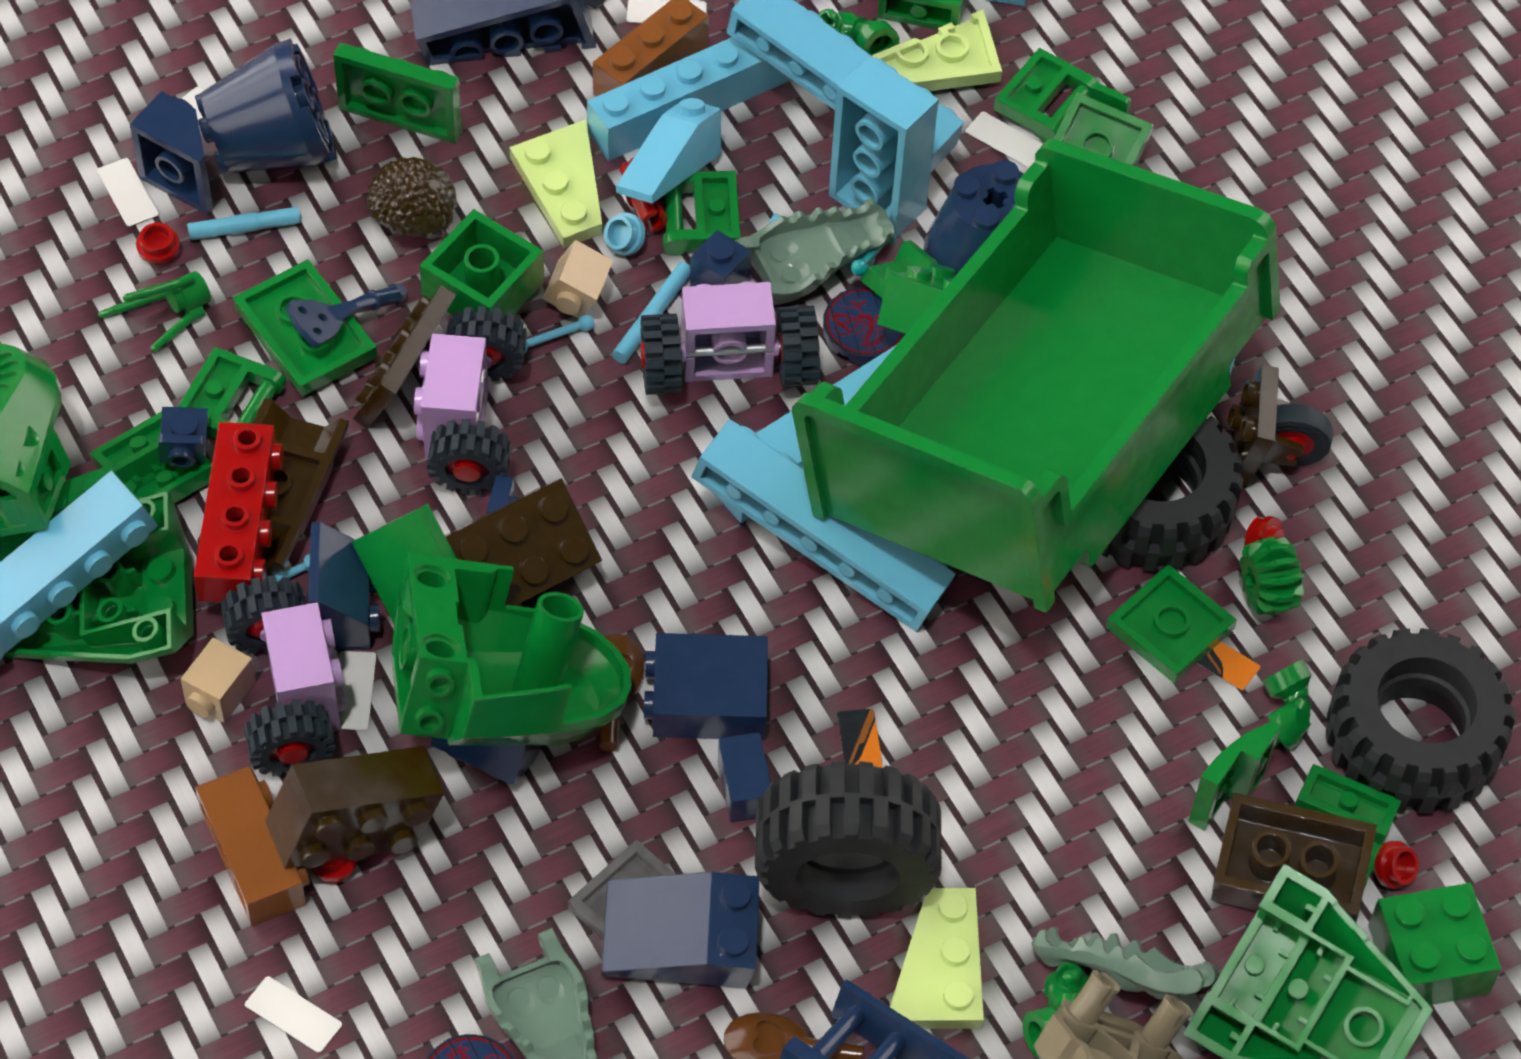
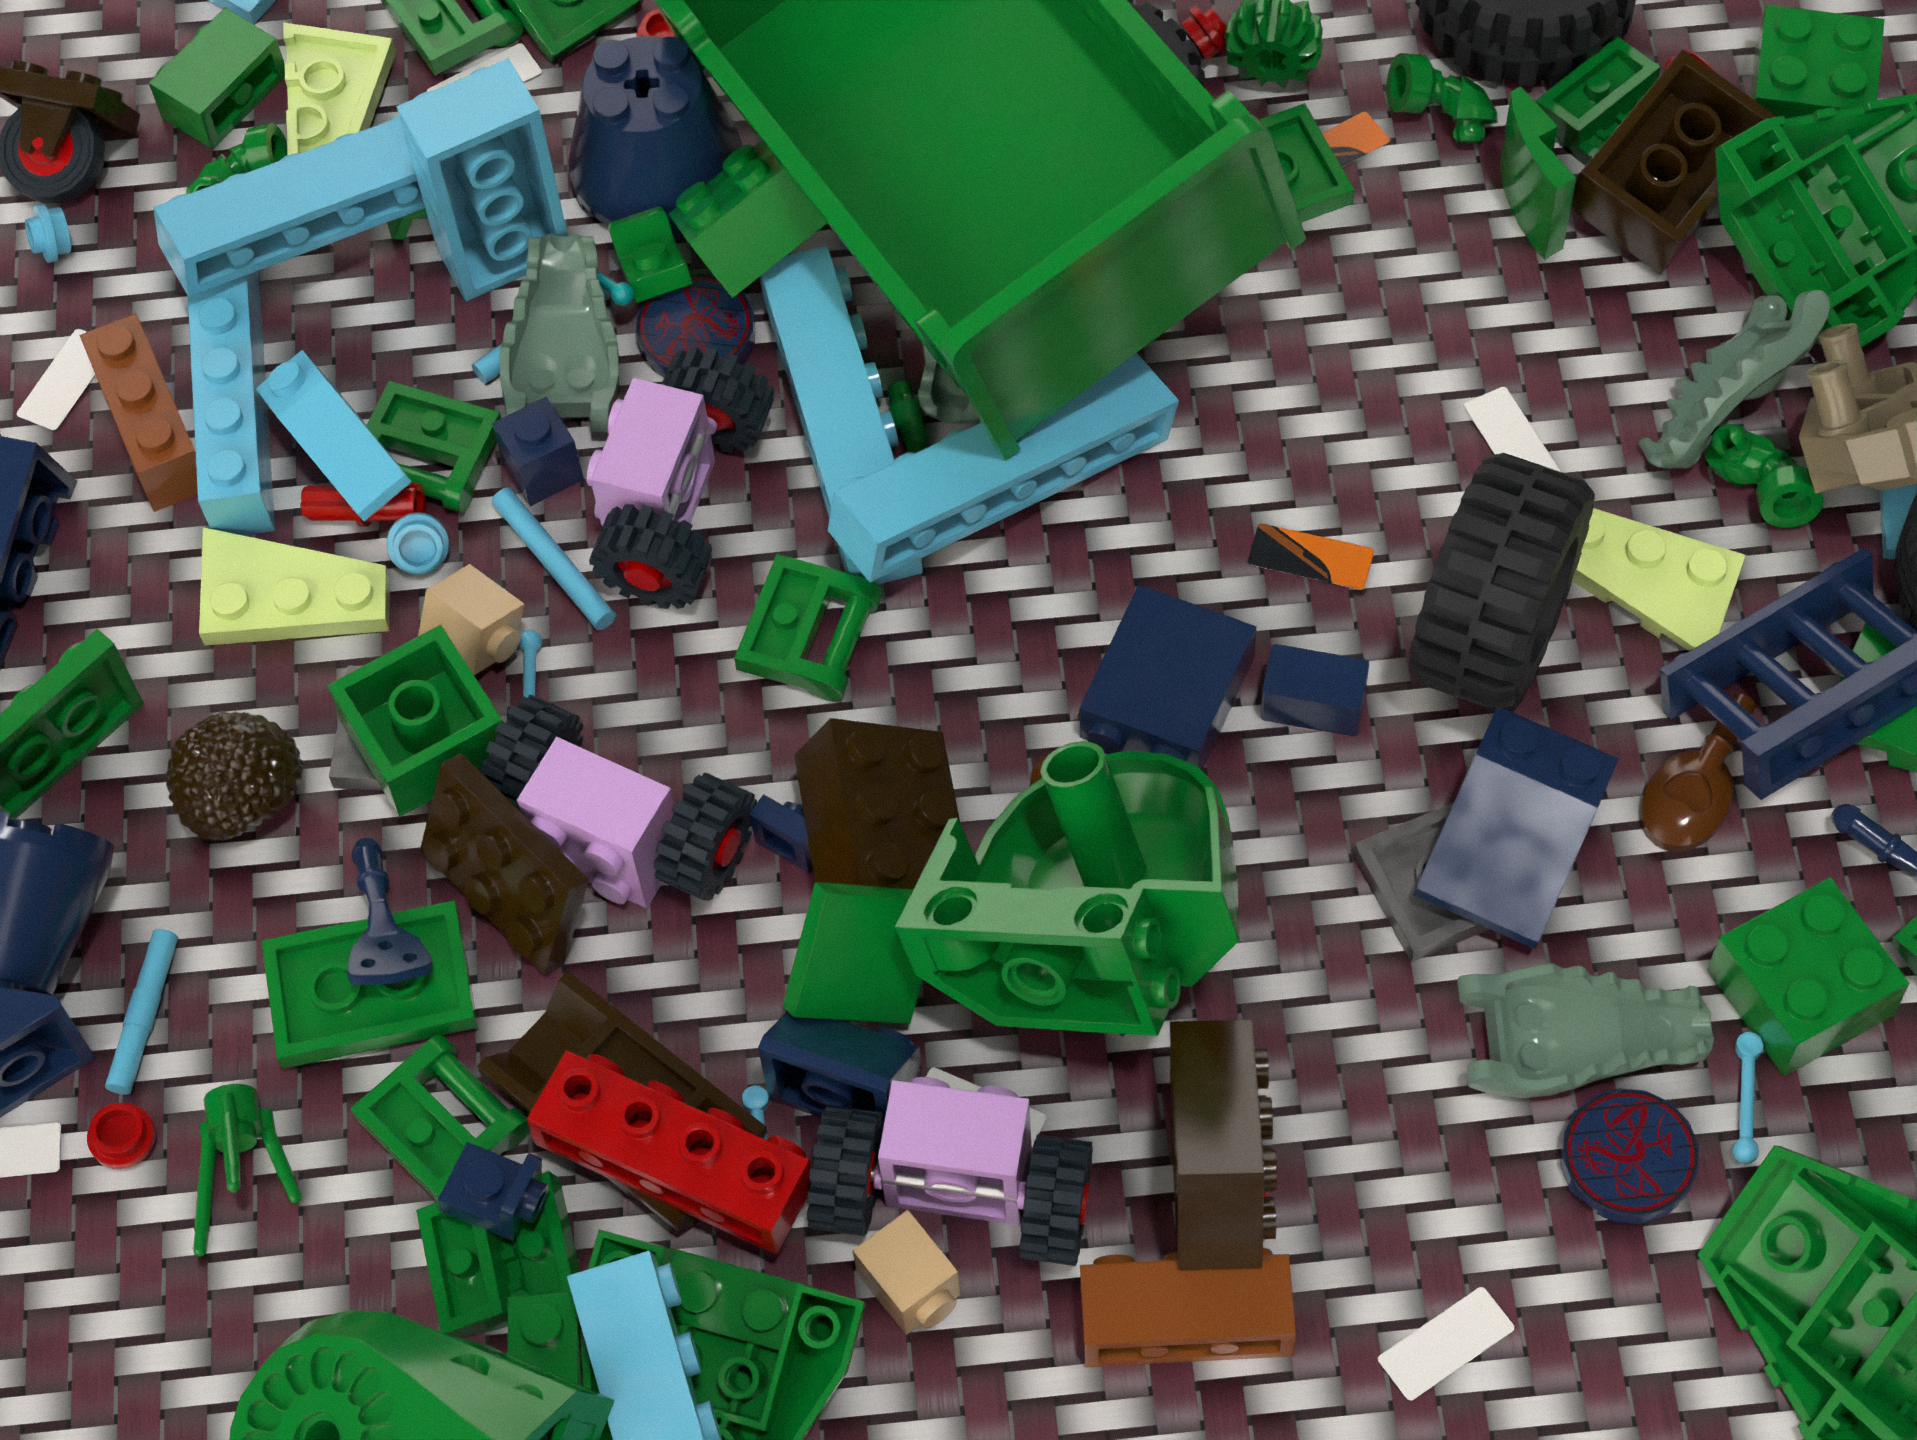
camera: 60 degrees left, 5 degrees up
(659, 455) = (788, 621): none -> green plate
(1019, 846) = (1507, 427): none -> white sticker

